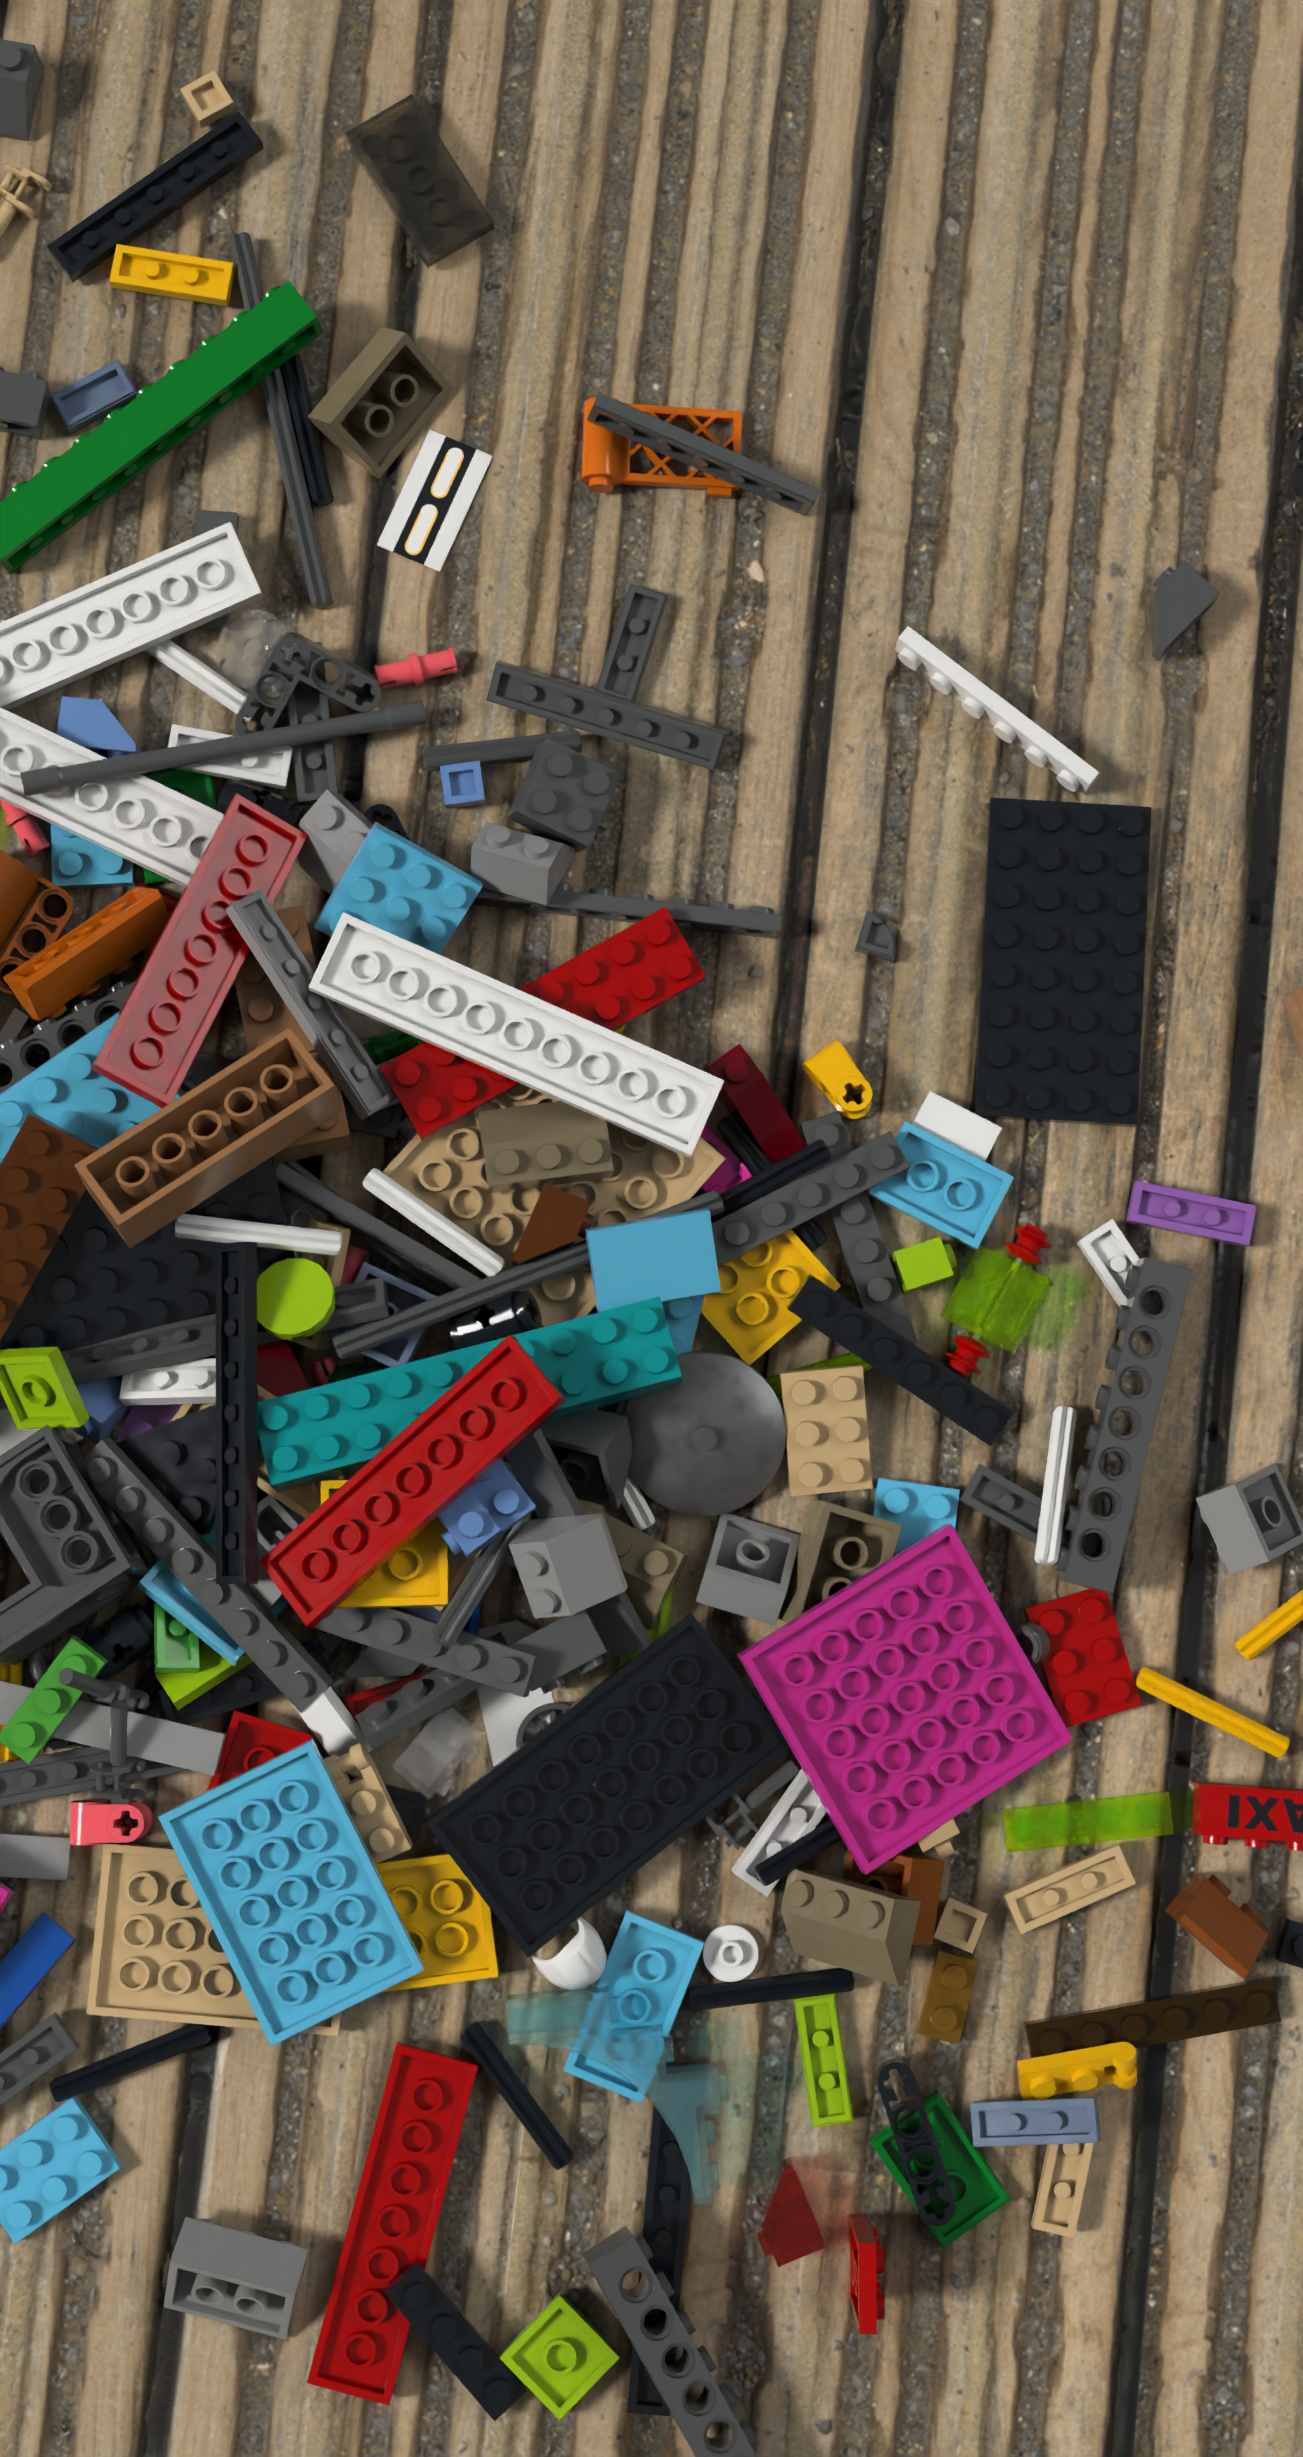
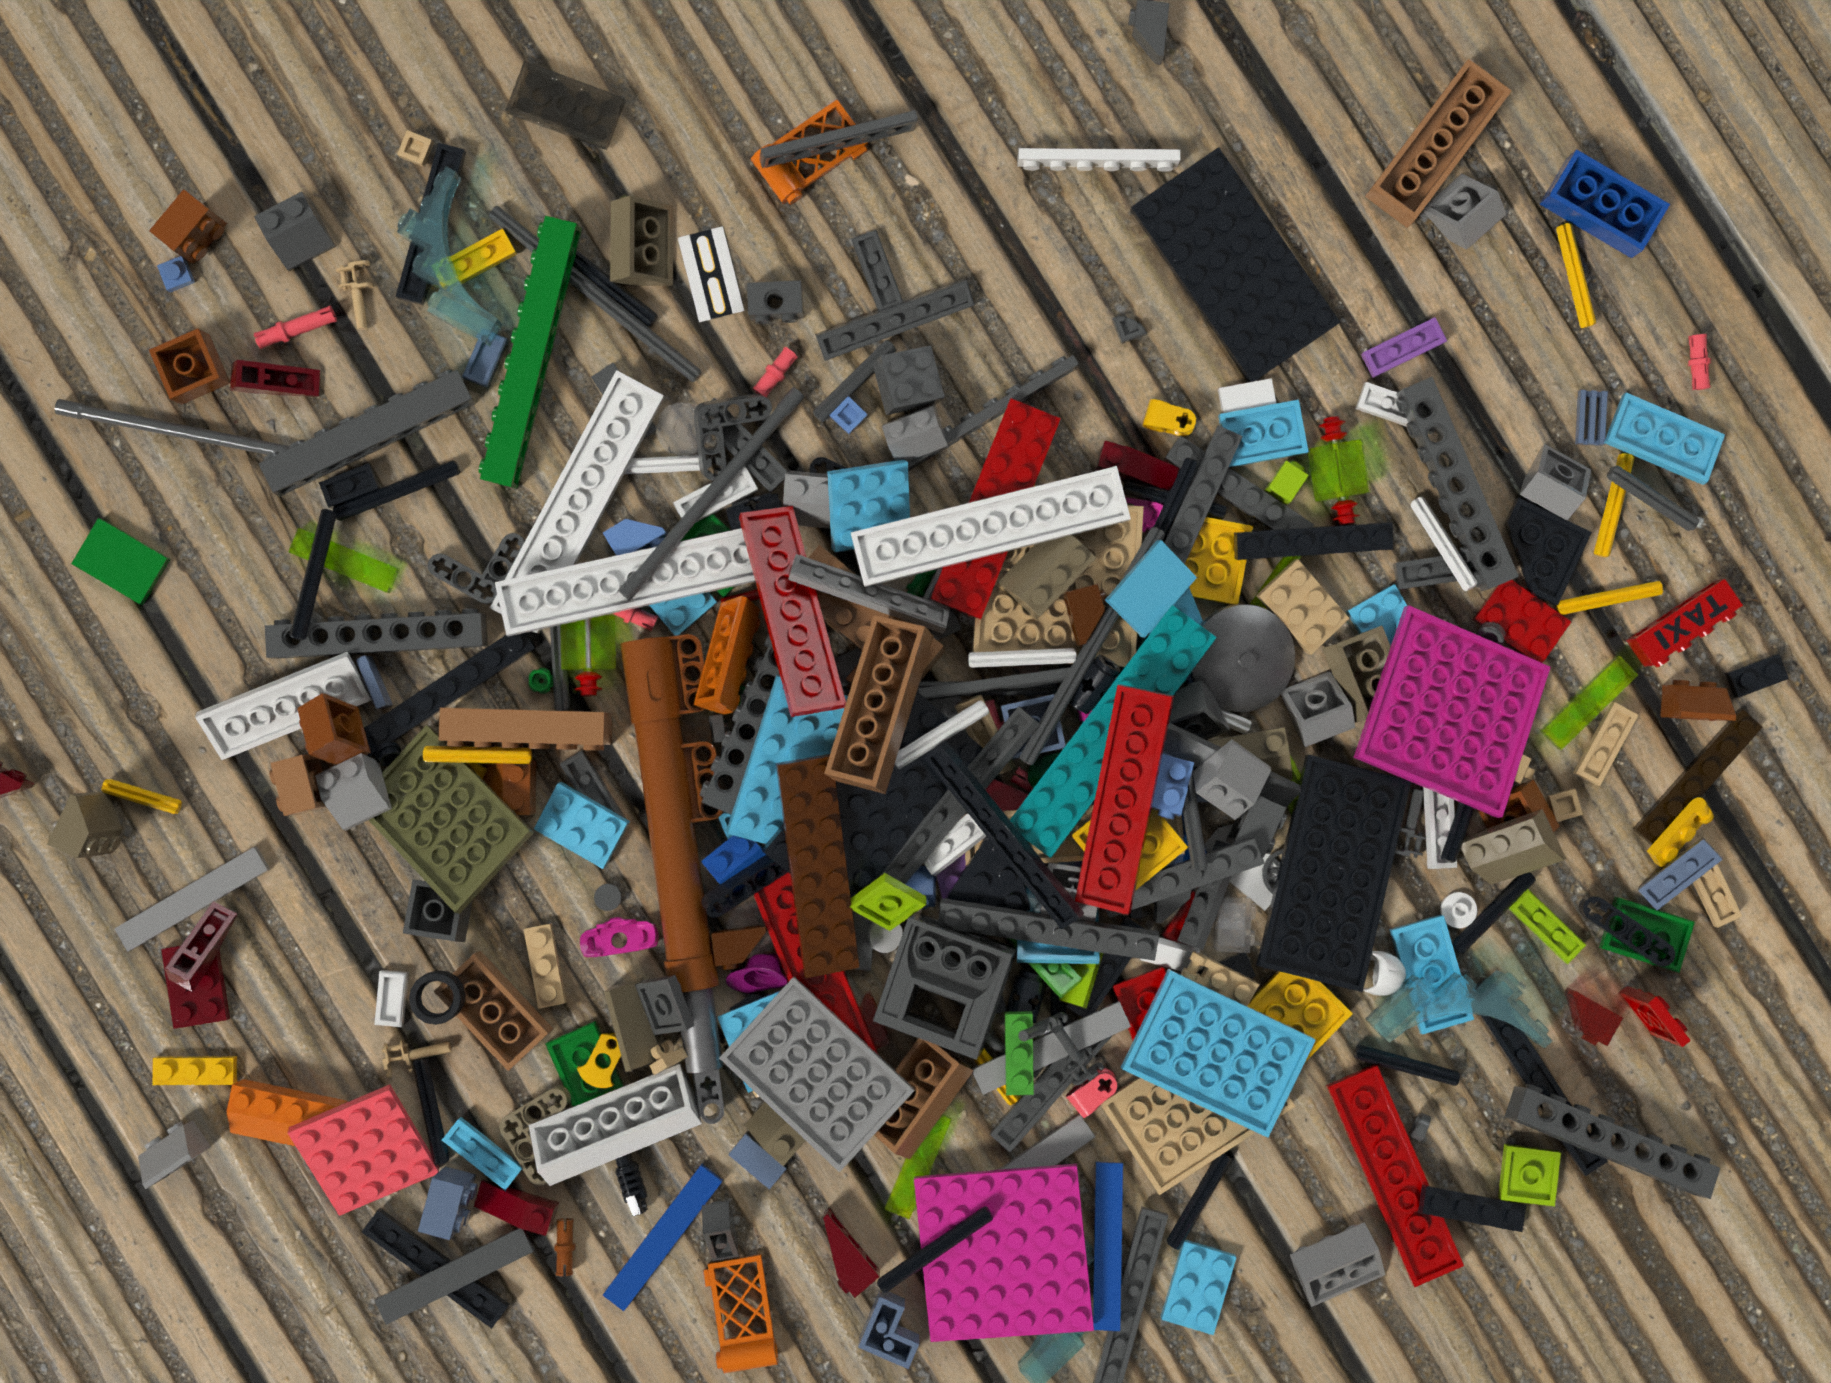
camera: 30 degrees left, 5 degrees up
(120, 244) = (434, 265): none -> clear light blue arch
(294, 1298) = (985, 752): lime tile -> none
(472, 566) = (762, 292): none -> dark grey brick
(472, 2185) = (1420, 1126): none -> dark grey tile
(947, 1996) = (1585, 845): pearl gold plate -> none
(1177, 1590) = (1545, 548): none -> black plate

